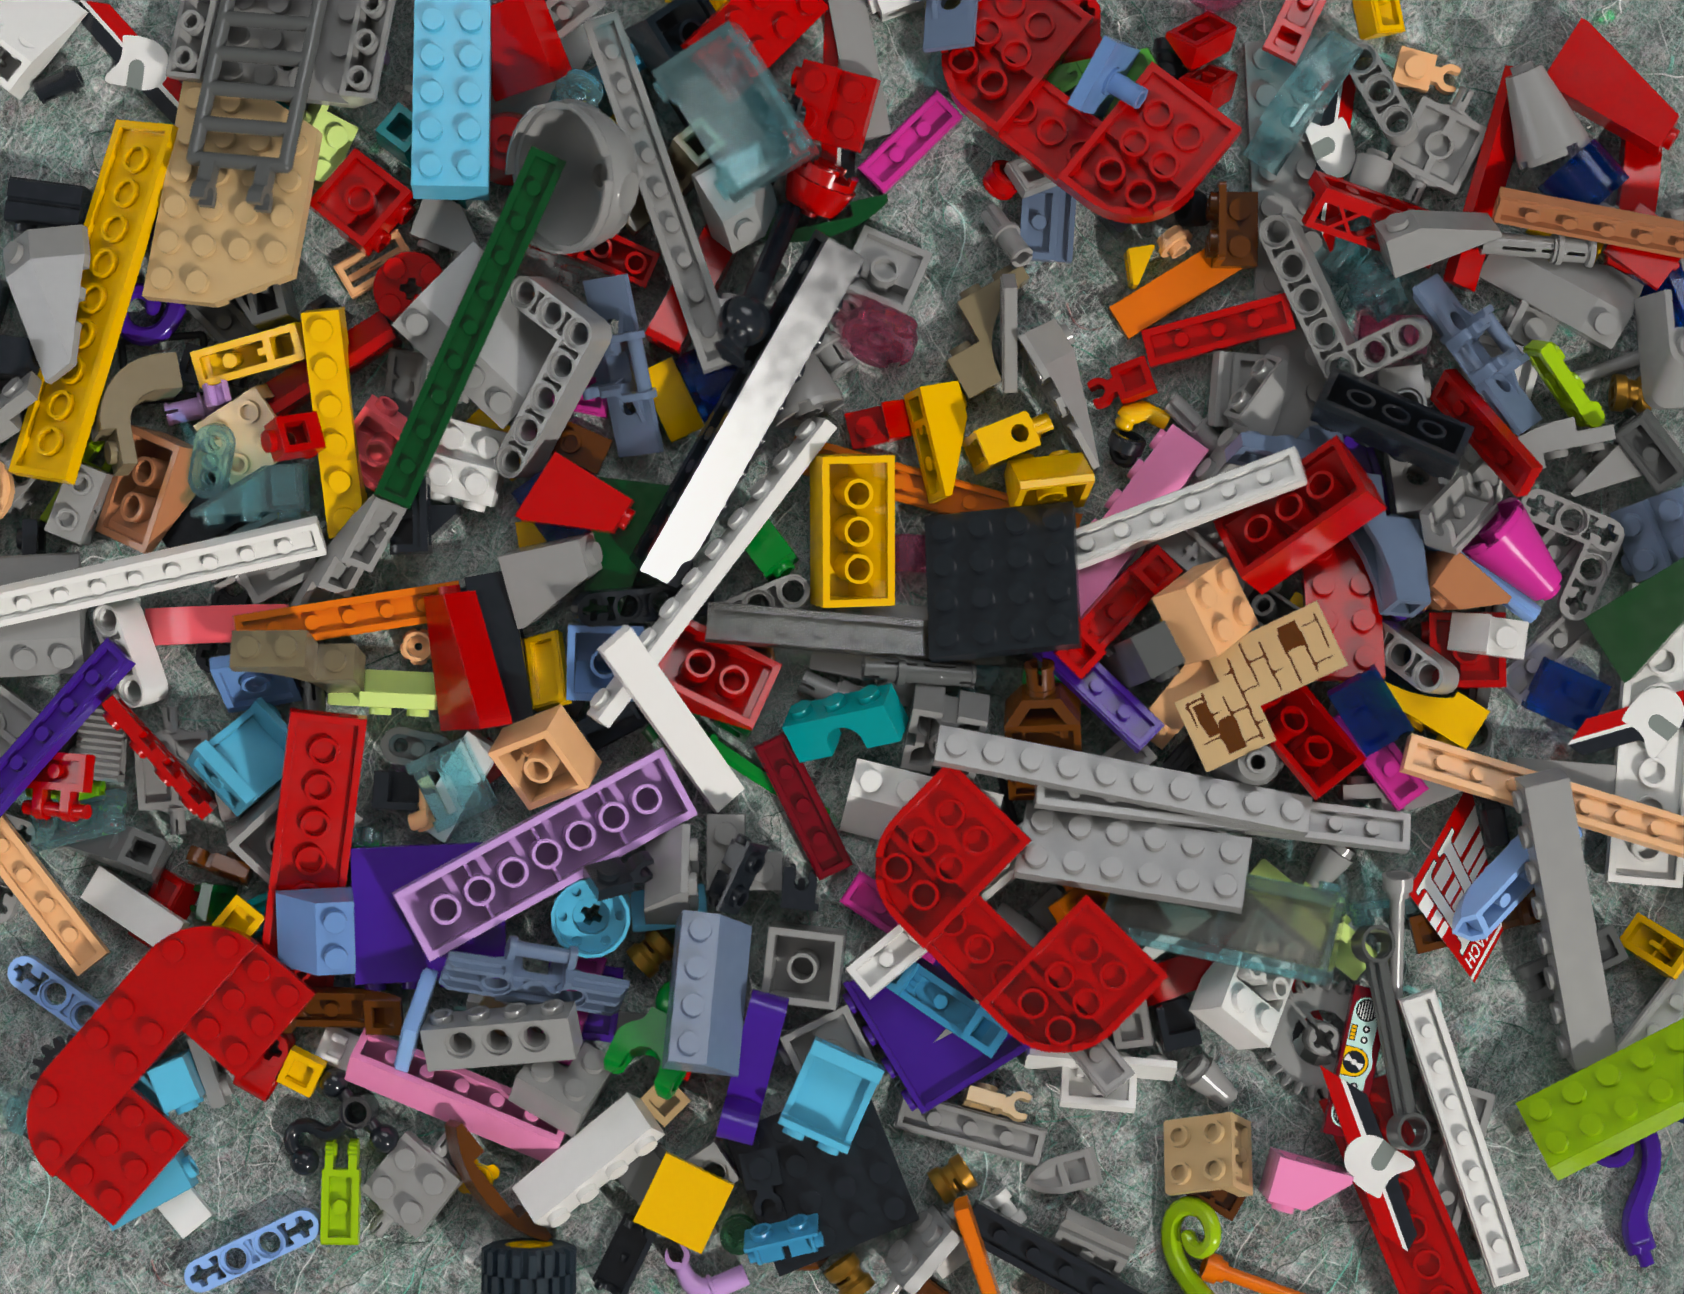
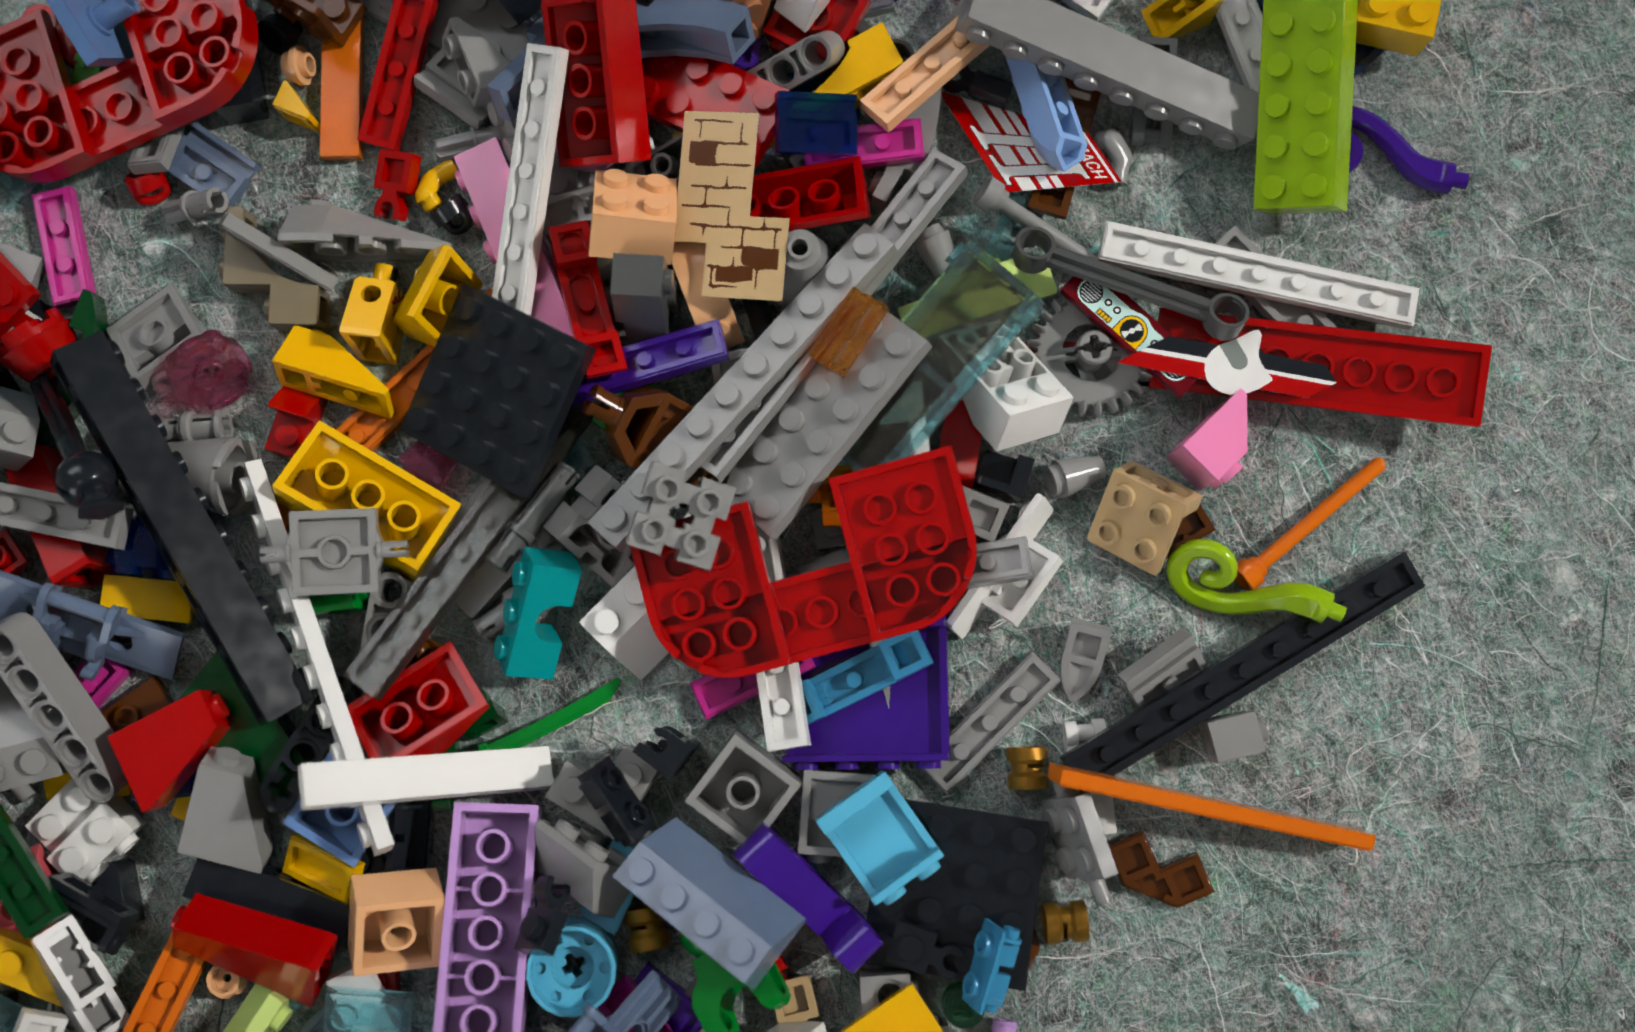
camera: 60 degrees left, 5 degrees down
(800, 540) = (334, 551): none -> light grey plate
(803, 806) = (597, 700): dark red tile -> none
(976, 819) = (704, 502): none -> light grey brick
(986, 1099) = (973, 689): tan plate -> none
(1213, 826) = (843, 328): none -> clear orange tile
(1503, 963) = (1118, 151): none -> light grey arm

